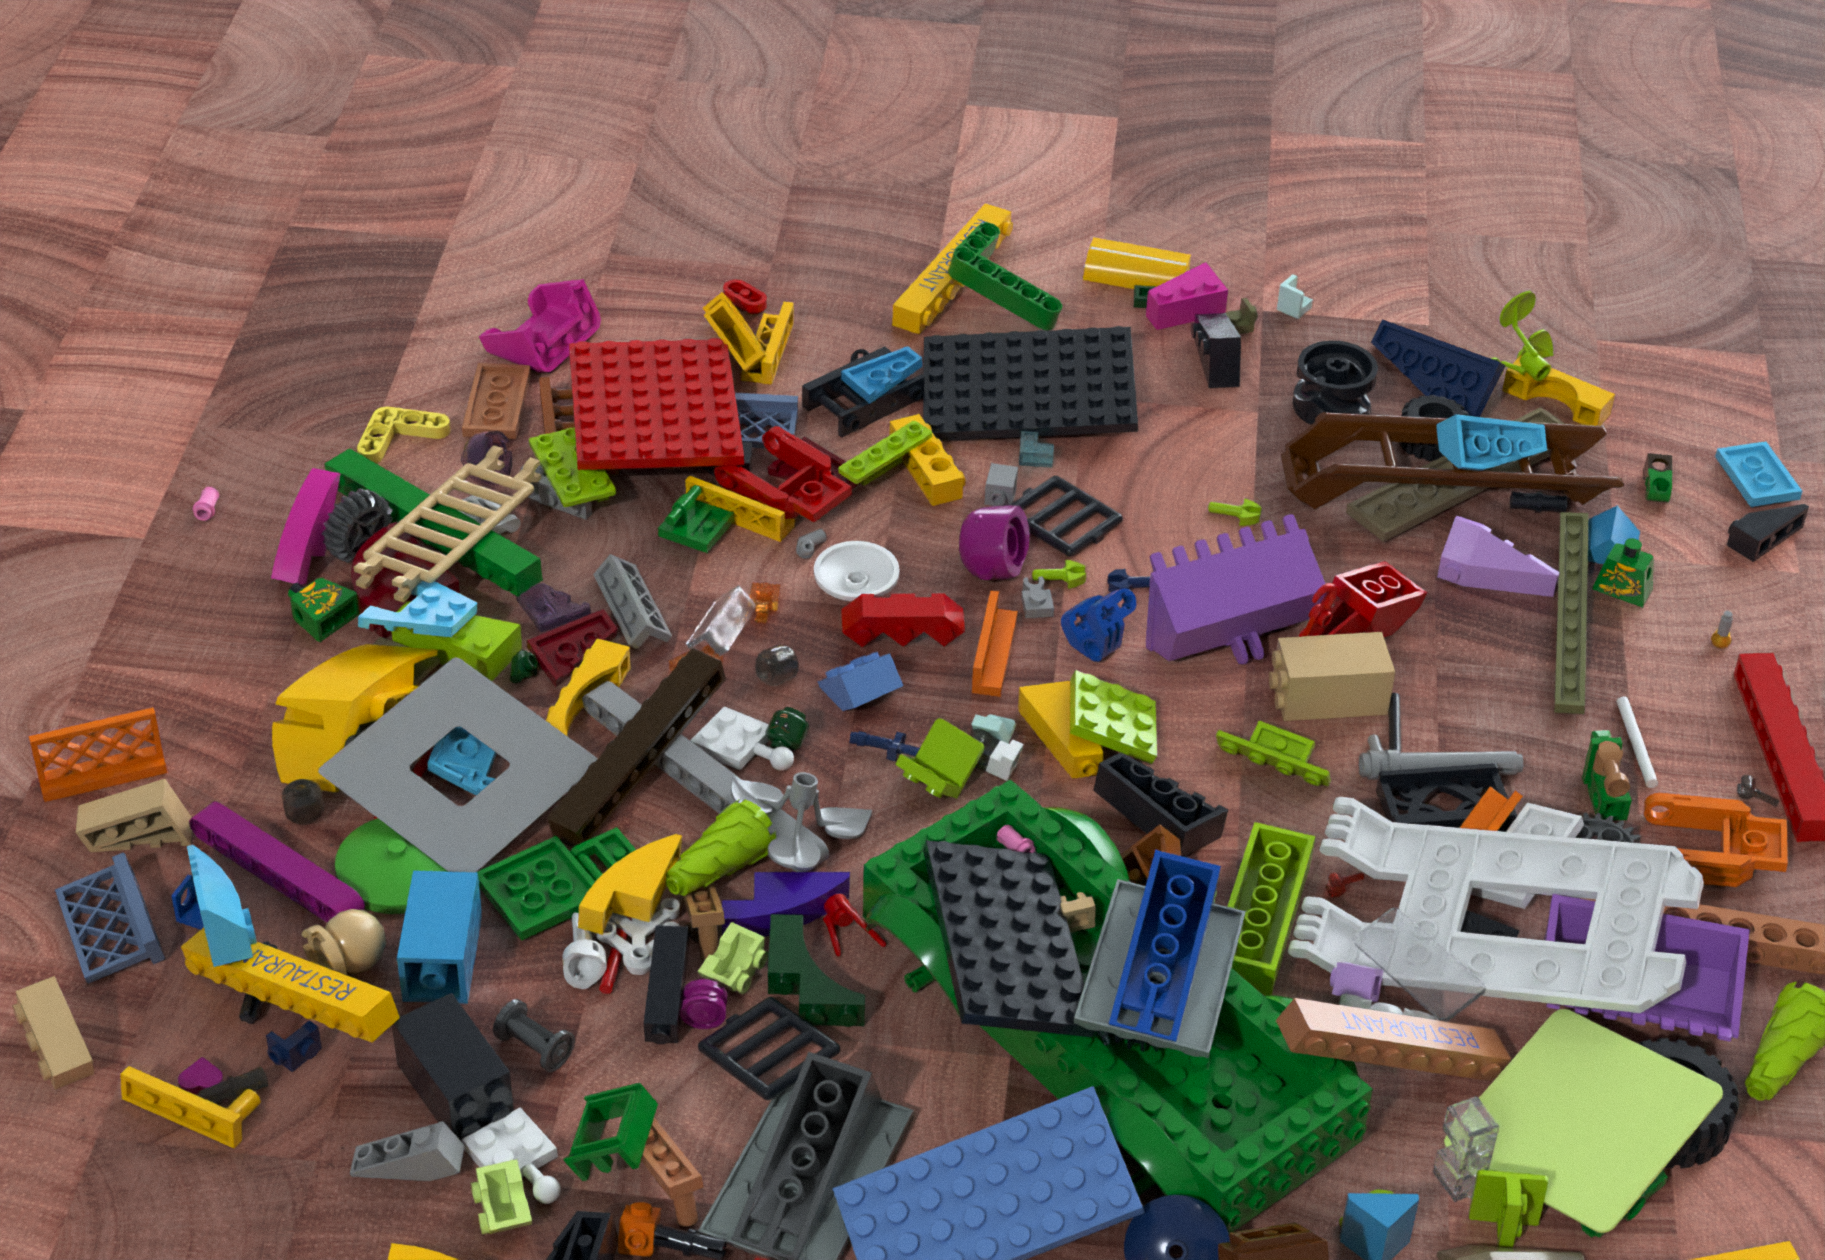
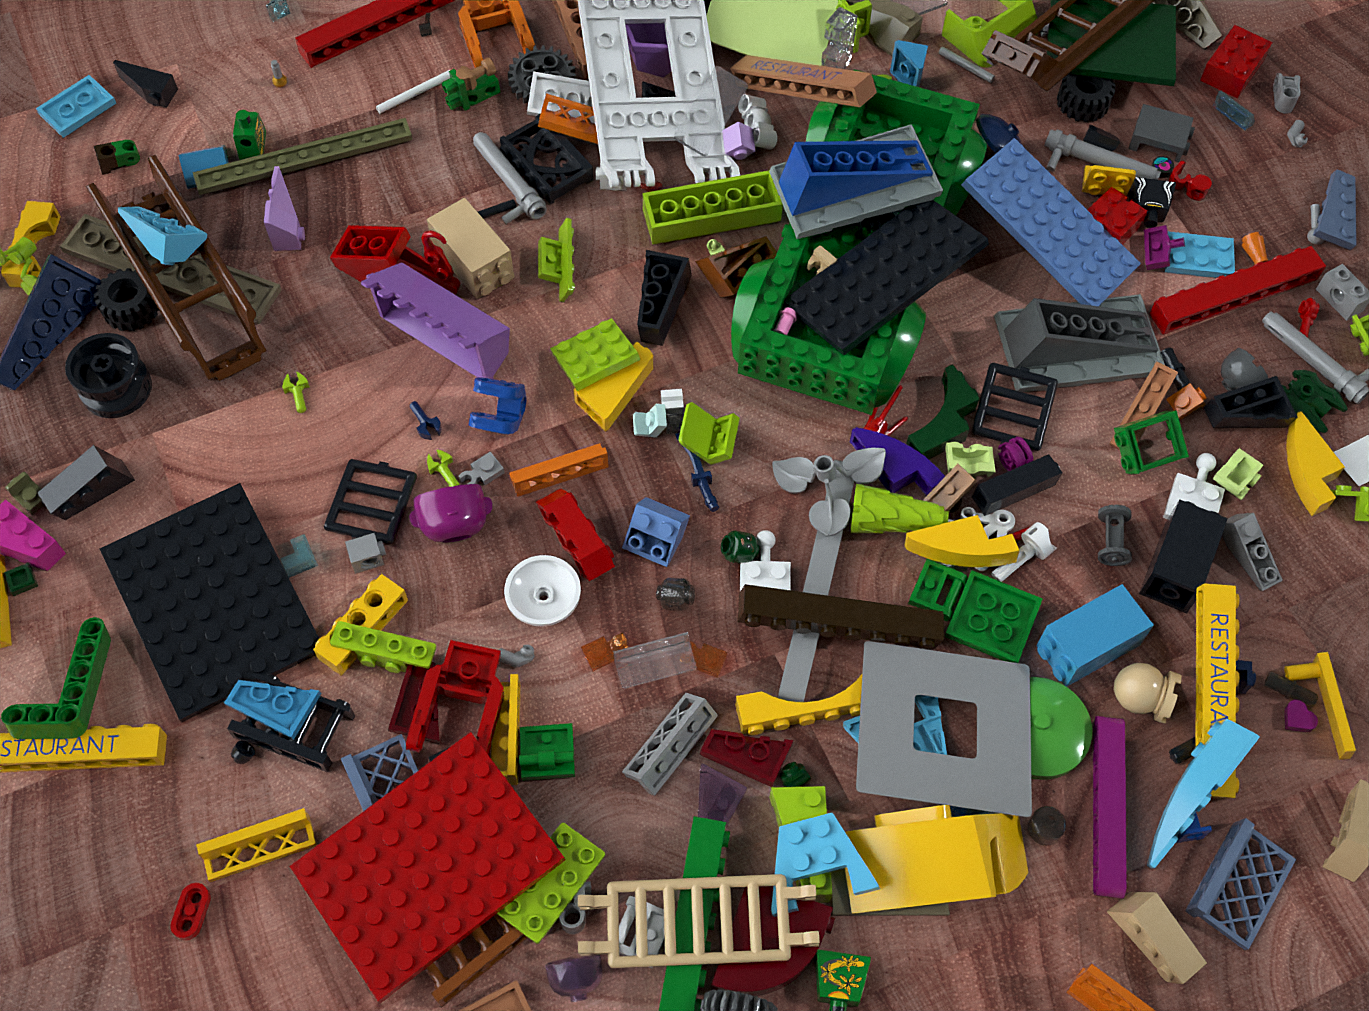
camera: 120 degrees left, 20 degrees up
(734, 331) = (267, 873): yellow slope -> none

